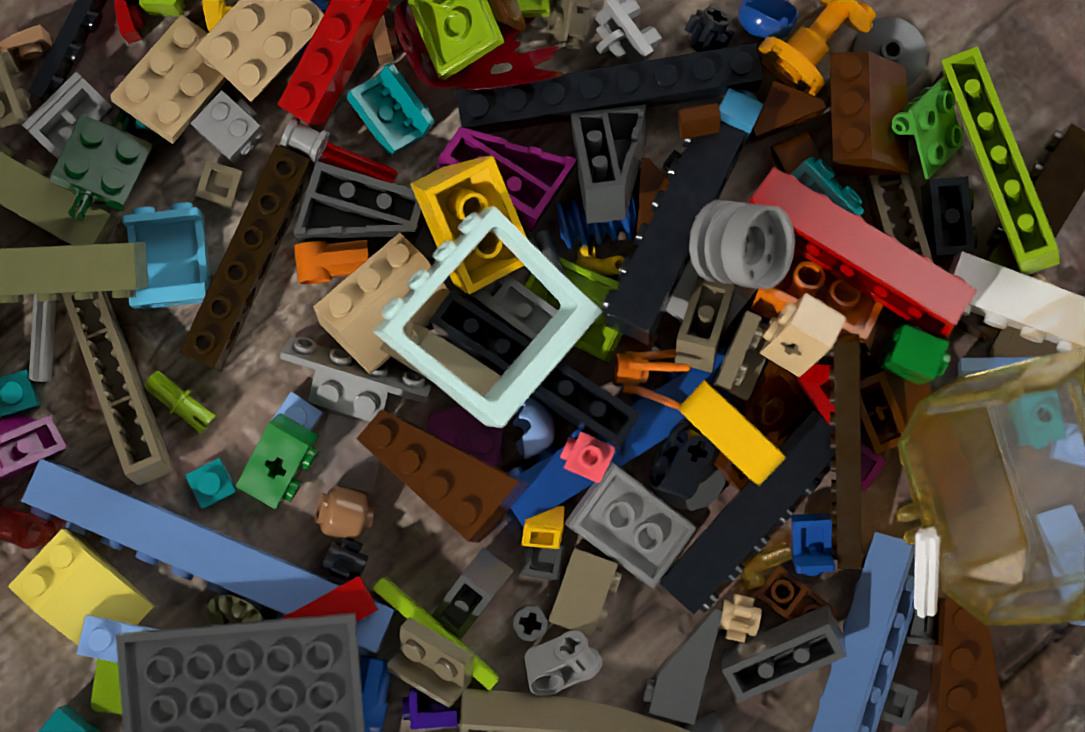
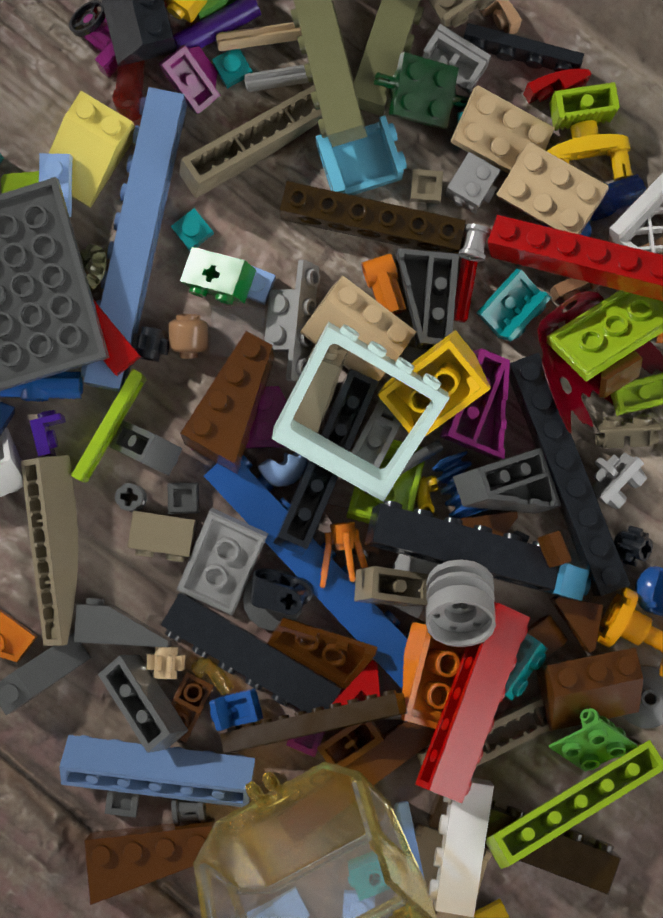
camera: 80 degrees right, 0 degrees up
(179, 401) = (250, 191): lime axle -> none
(431, 663) = (82, 426): dark tan bracket -> none
(544, 529) = (205, 493): yellow slope -> none
(558, 662) = (102, 524): light grey piece -> none
(587, 456) = (266, 514): coral bracket -> none
(731, 432) = (308, 626): yellow beam -> none
(743, 358) = (372, 625): dark tan bracket -> none
(801, 334) = (397, 666): tan brick -> none
(914, 355) = (400, 762): green brick -> none
(926, 572) = (227, 805): white axle -> none
(948, 217) = (521, 770): black brick -> none

